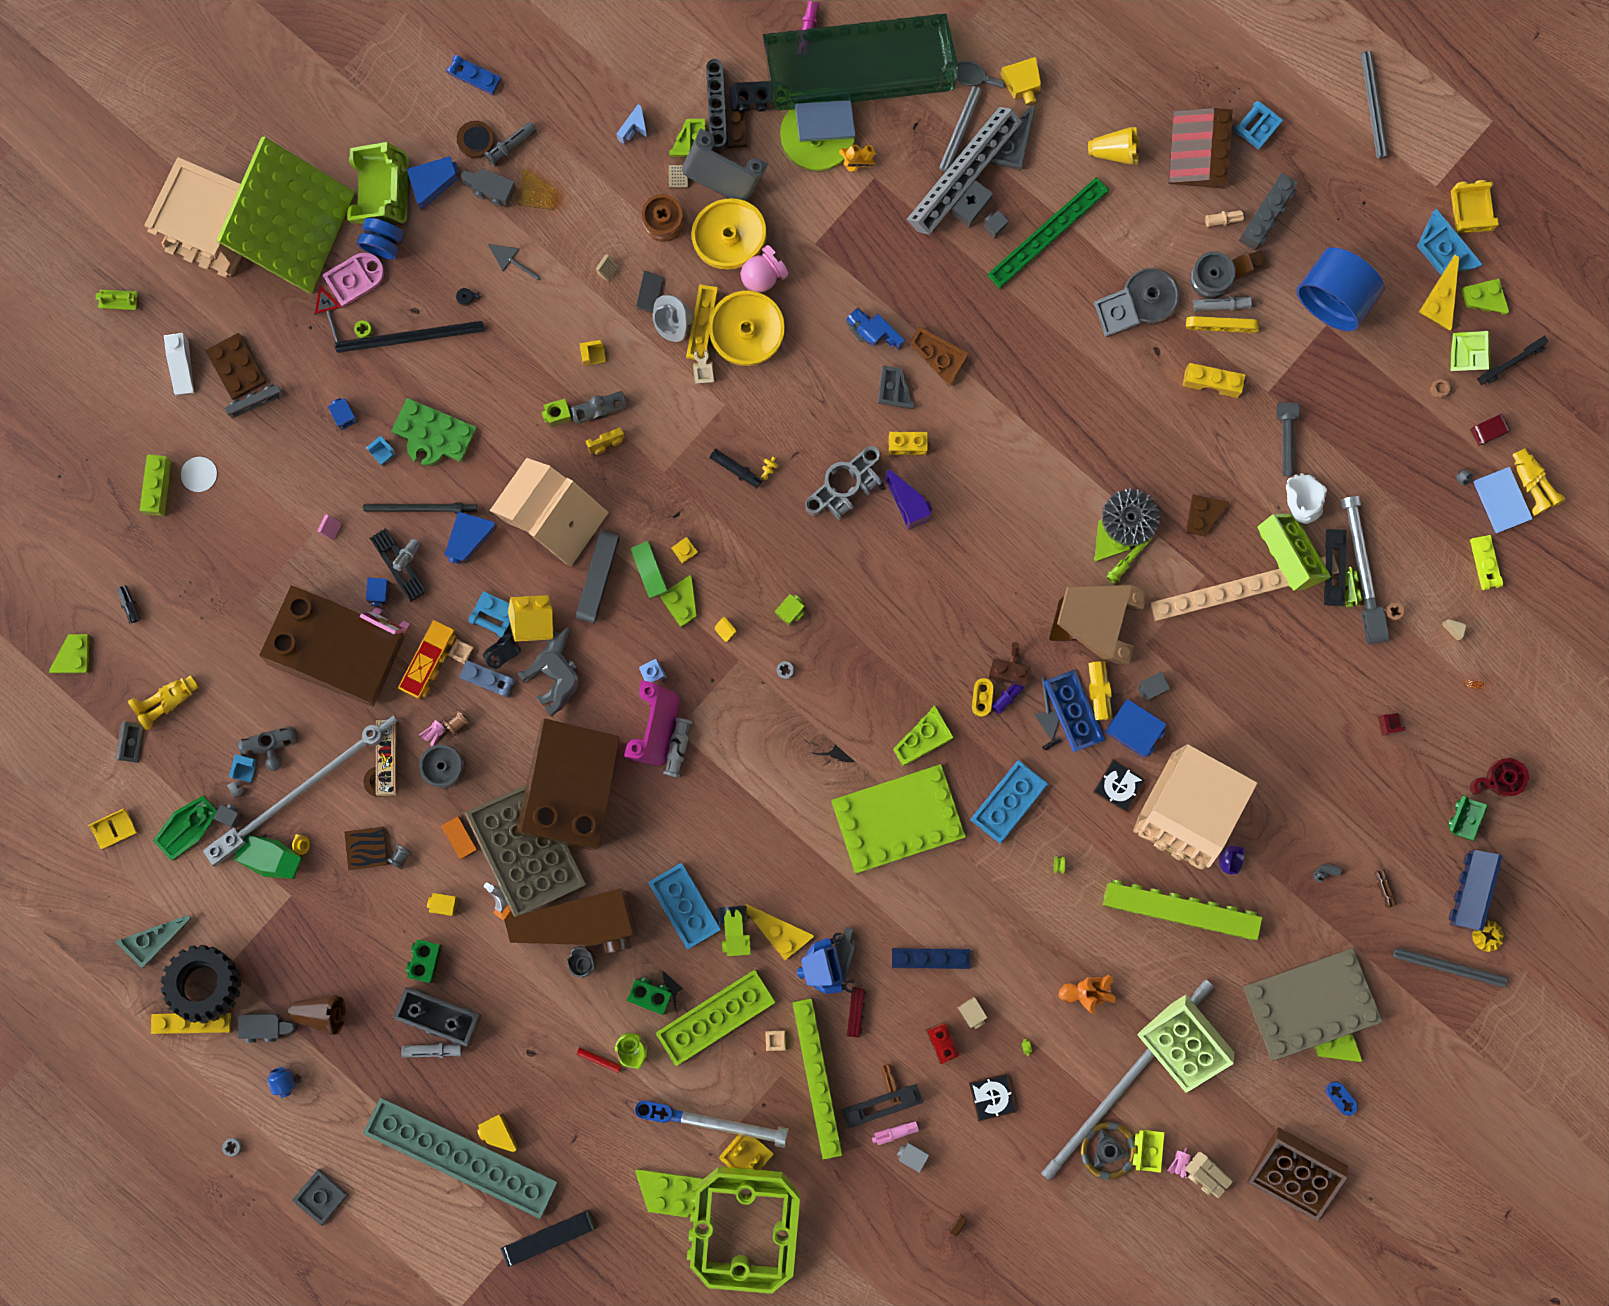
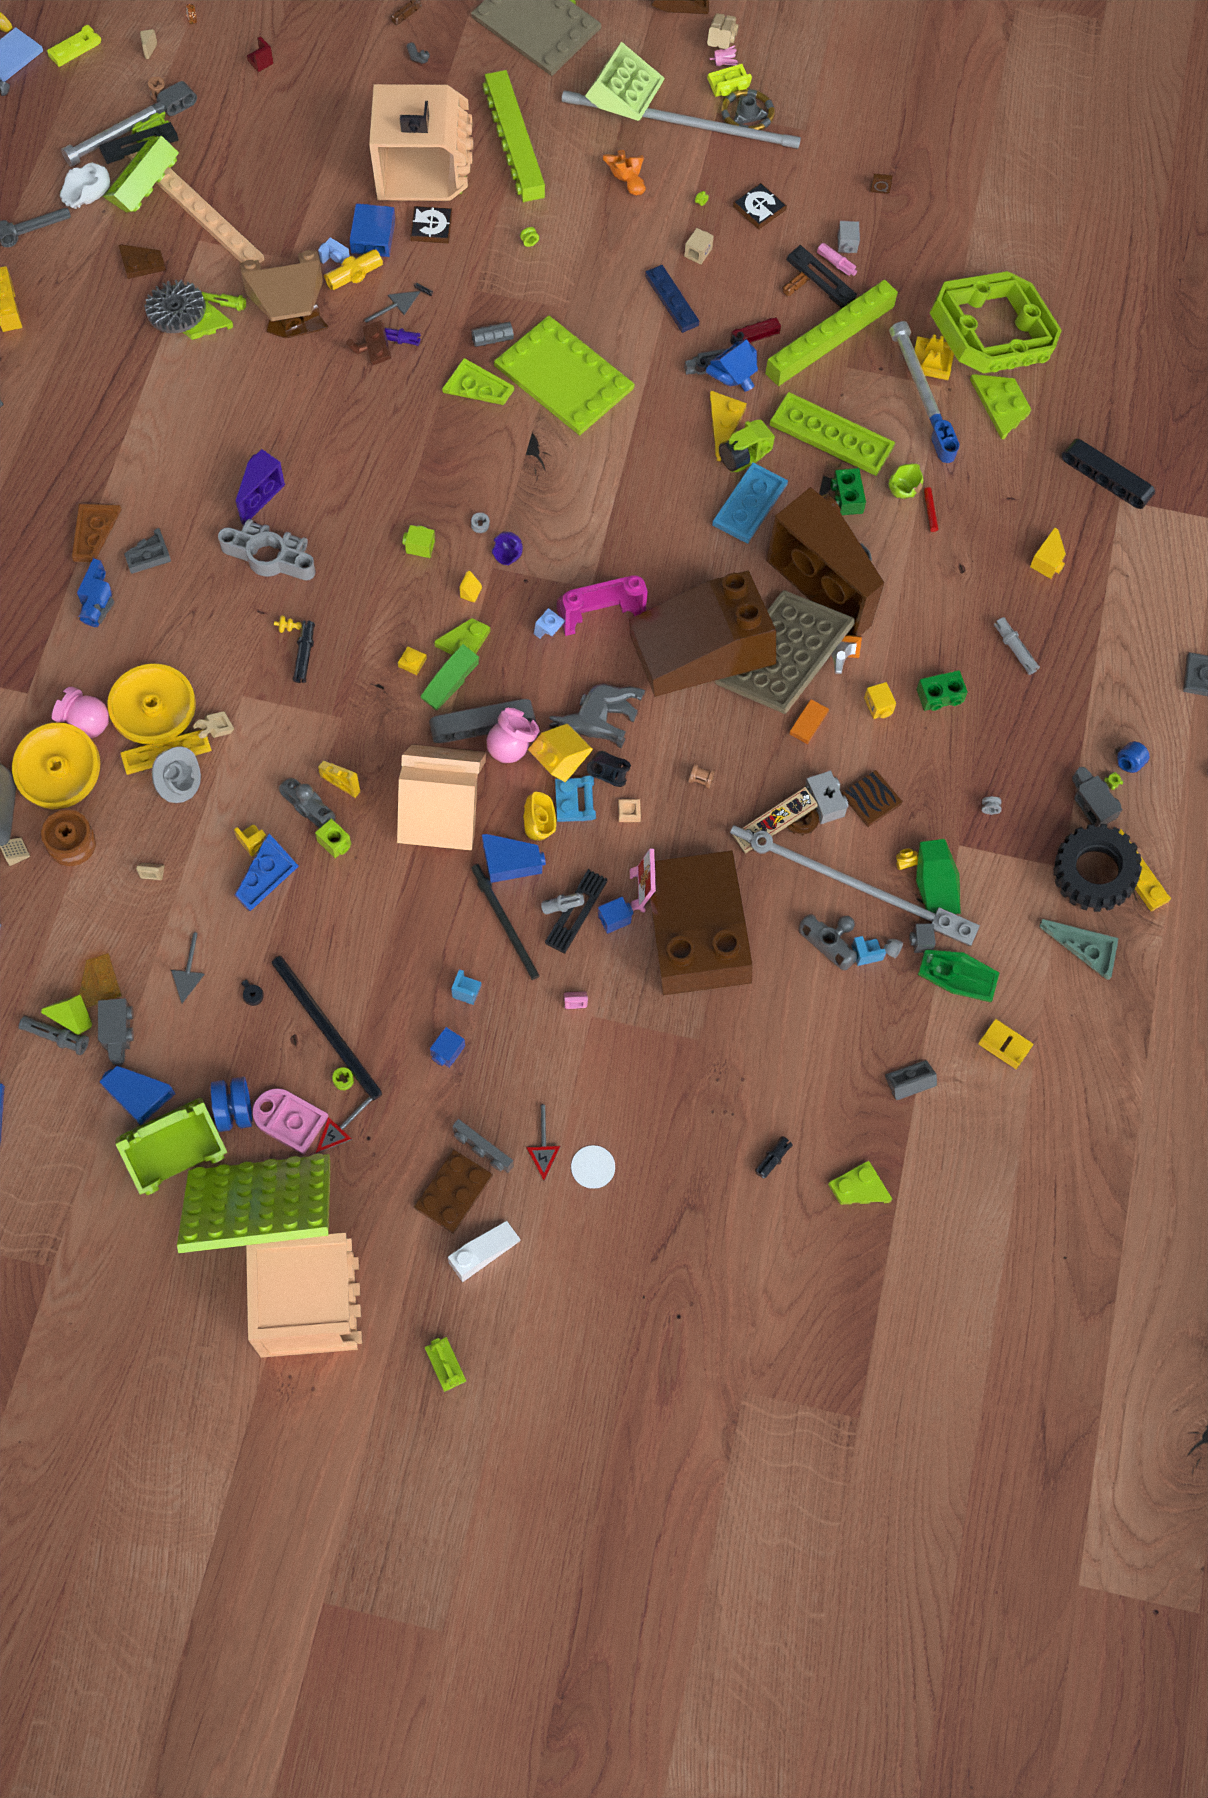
camera: 120 degrees left, 15 degrees down
(155, 485) = (631, 1198): lime brick -> none
(169, 696) = (841, 1058): yellow piece -> none
(226, 442) = (544, 1155): none -> piece
(273, 1055) = (1113, 781): none -> lime piece
(305, 939) = (991, 805): none -> light grey bush
(319, 1013) = (1051, 754): reddish brown cone -> none
(395, 808) = (833, 804): none -> light grey brick
(400, 856) = (860, 761): dark grey bush -> none
(427, 660) = (657, 832): light orange brick -> none
(433, 433) = (419, 950): bright green plate -> none
(435, 729) = (720, 791): bright pink piece -> none
(437, 1016) = (984, 651): dark grey piece -> none
(440, 755) = (752, 763): dark grey wheel -> none
(460, 1157) = (1092, 578): sand green plate -> none
(475, 139) = (65, 1075): tile -> none
(486, 678) = (642, 773): sand blue plate -> none
(489, 576) = (539, 816): none -> yellow piece
(518, 159) = (70, 1014): none -> lime slope
(554, 347) = (265, 873): none -> blue wing
(564, 587) = (511, 736): none -> bright pink tile
(649, 291) = (157, 818): dark grey slope -> none
(677, 751) = (609, 573): light grey piece -> none
(744, 677) = (507, 548): none -> dark purple hair
(775, 1040) = (820, 382): light nougat tile -> none
(907, 443) = (199, 514): yellow brick -> none
(942, 1042) = (739, 254): red hips -> none
(969, 776) = (492, 334): none -> dark grey axle
(982, 697) = (412, 355): yellow plate -> none
(1009, 801) = (496, 296): dark azure plate -> none
(1074, 710) = (382, 281): blue slope -> none
(1124, 685) = (334, 250): none -> light blue bracket
(1153, 686) = (325, 227): dark grey brick -> none
(1181, 791) = (415, 123): none -> black bracket

